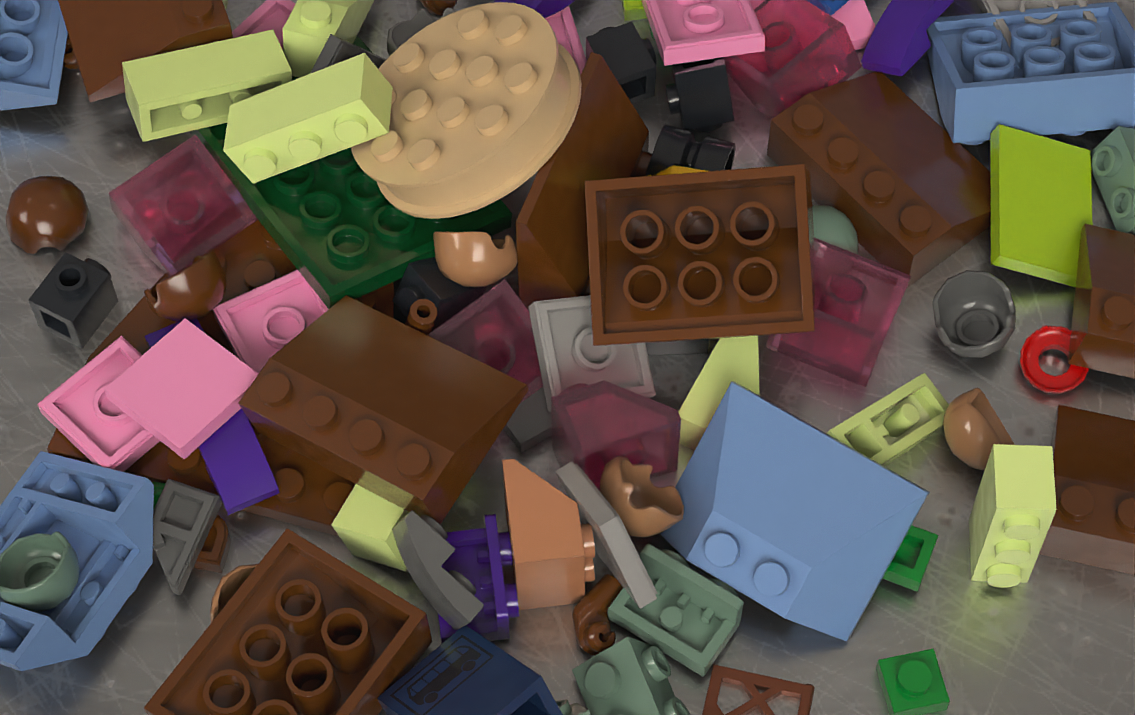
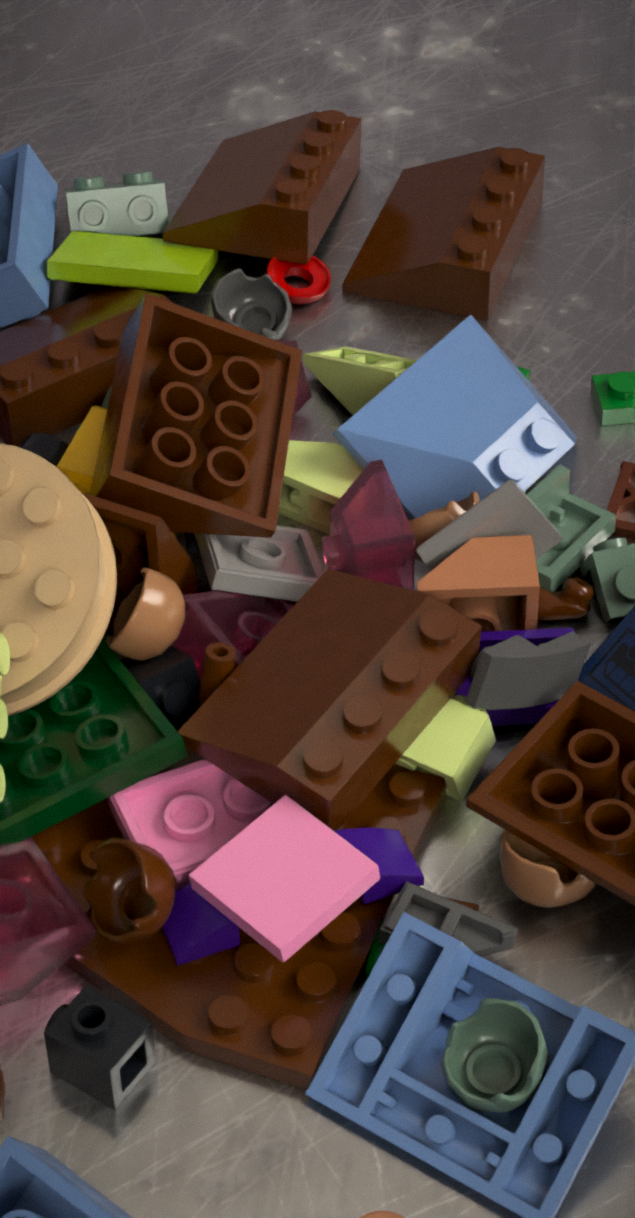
camera: 85 degrees left, 15 degrees down
(91, 420) = (271, 1004): bright pink tile -> none
(973, 428) = (378, 320): medium nougat hair -> none
(1011, 514) = (489, 268): yellowish green brick -> none

